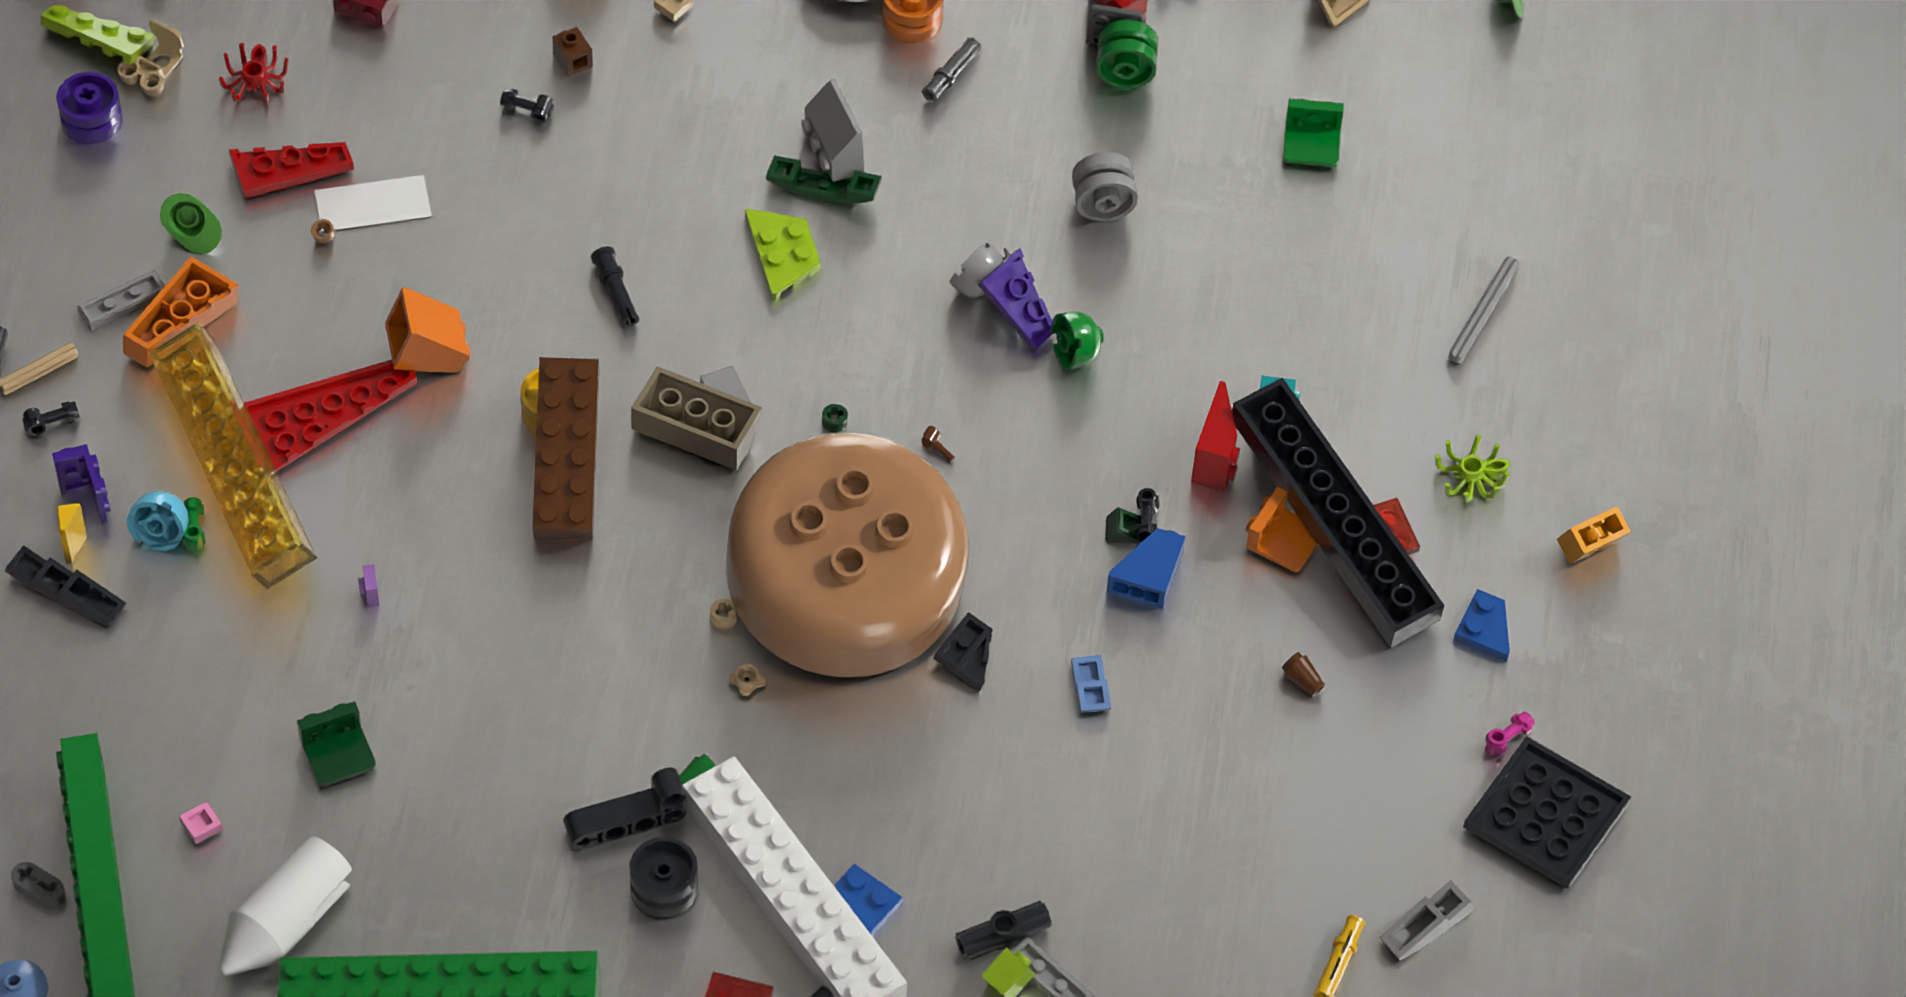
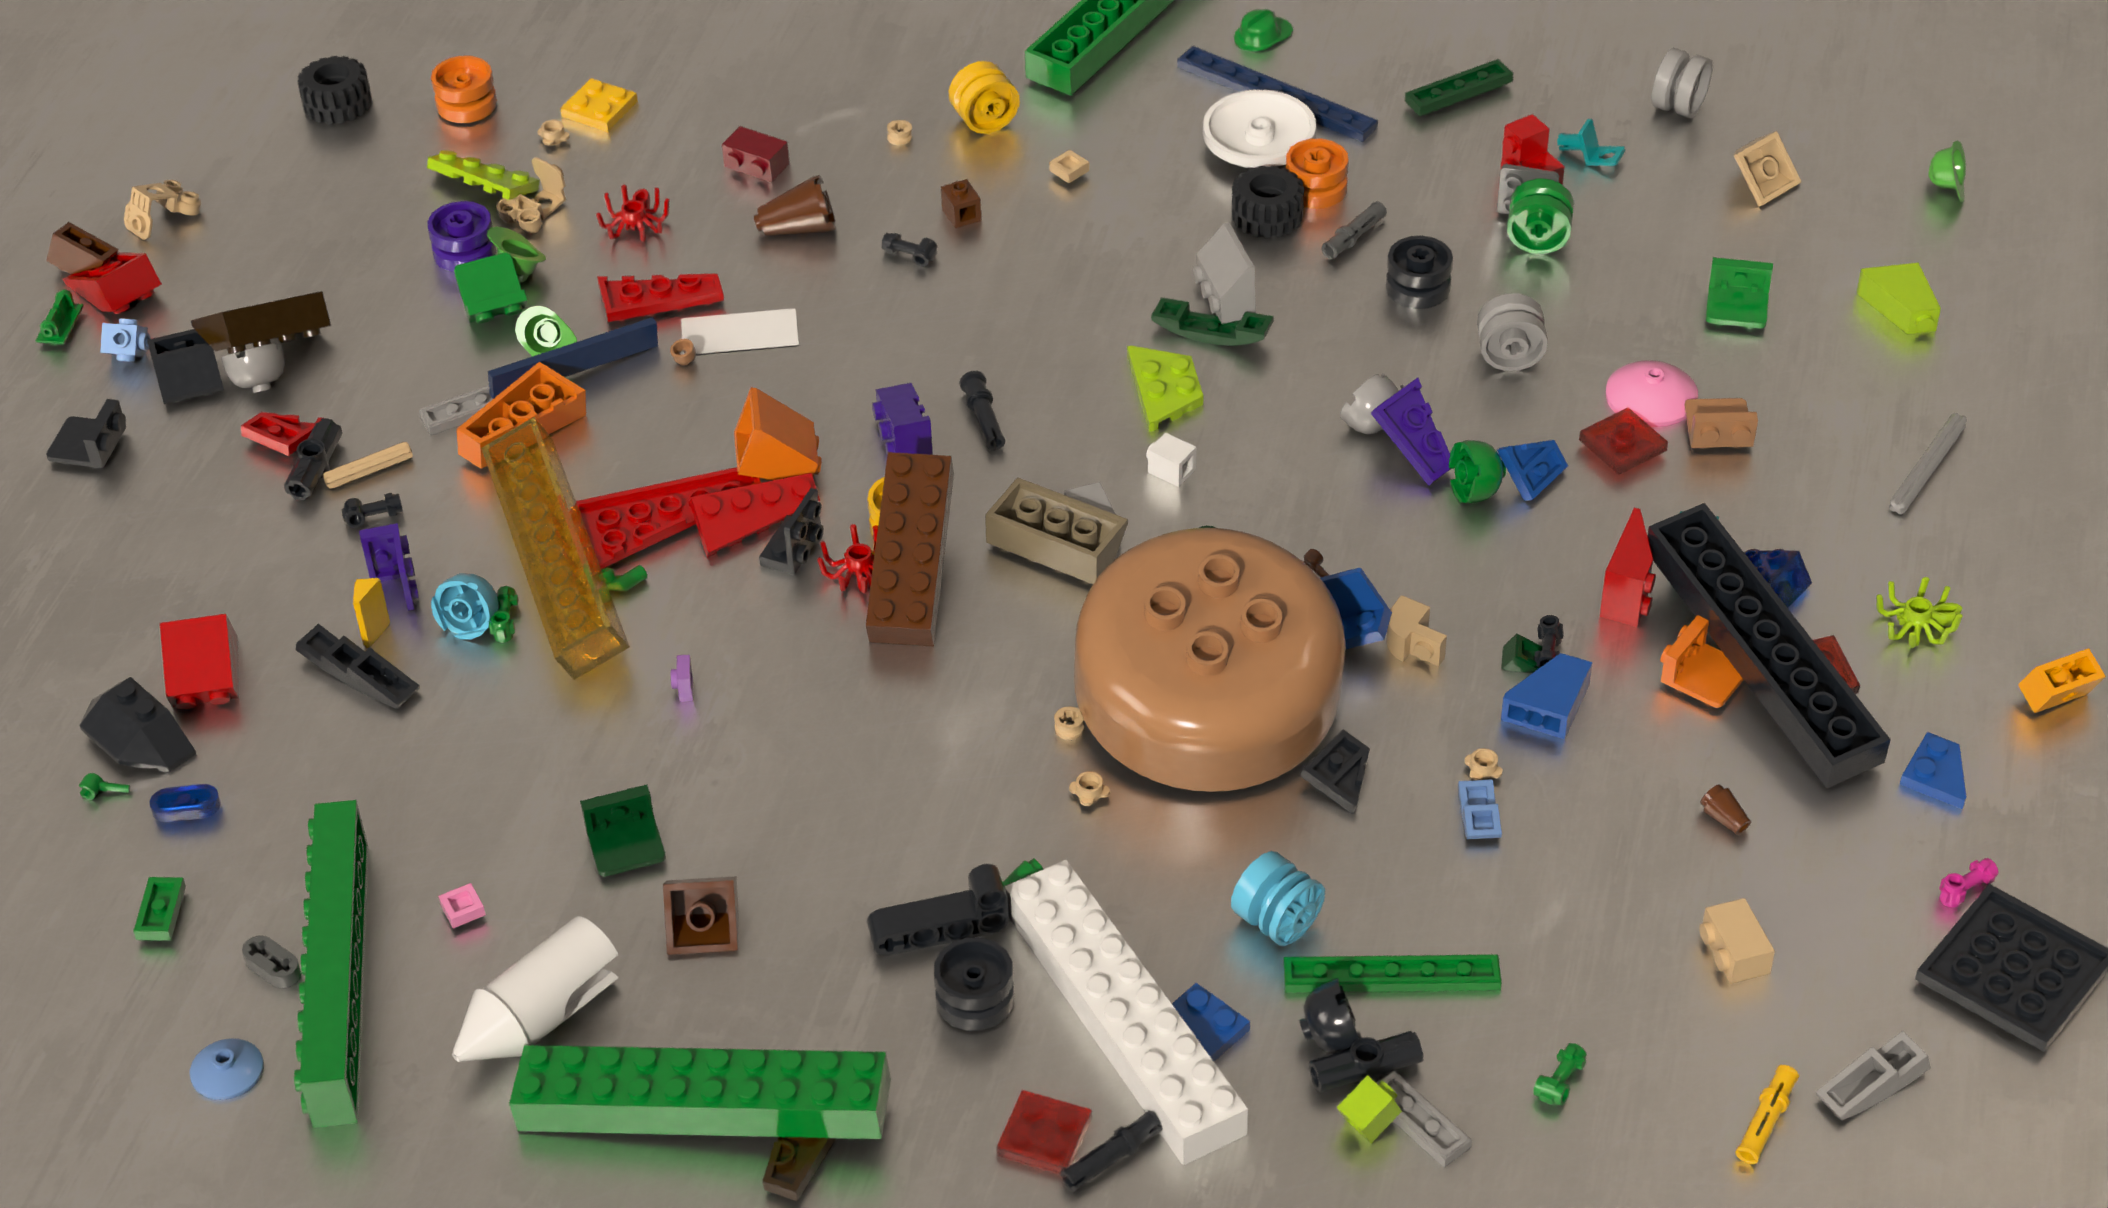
camera: 10 degrees right, 10 degrees down
(127, 168) = (490, 288): none -> green bracket
(145, 124) = (523, 253): none -> bright green piece
(222, 243) = (581, 354): none -> dark blue tile
(300, 485) = (625, 581): none -> green arm
(402, 407) = (739, 512): none -> red wing
(415, 68) = (797, 211): none -> reddish brown cone
(416, 821) = (701, 915): none -> reddish brown slope
(452, 434) = (795, 537): none -> black bracket
(515, 455) = (858, 560): none -> red animal
(543, 308) = (902, 420): none -> dark purple wedge
(796, 334) = (1171, 459): none -> white brick
(870, 25) = (1267, 201): none -> black tyre
(920, 783) = (1277, 898): none -> medium azure wheel
(971, 893) = (1329, 1018): none -> black cylinder
(976, 491) = (1360, 607): none -> blue bracket
(1015, 118) = (1419, 272): none -> black wheel
(1021, 509) = (1410, 633): none -> tan brick
(1021, 845) = (1394, 973): none -> green tile
(1092, 632) = (1483, 764): none -> tan plate
(1128, 330) = (1533, 466): none -> blue wing
(1161, 945) = (1554, 1088): none -> green bar
(1209, 297) = (1623, 441): none -> clear red plate
(1232, 252) = (1651, 391): none -> bright pink dish
(1296, 274) = (1720, 423): none -> medium nougat bracket
(1313, 800) = (1737, 941): none -> tan brick
(1348, 434) = (1783, 572): none -> clear blue bracket
(1462, 129) = (1901, 296): none -> lime slope

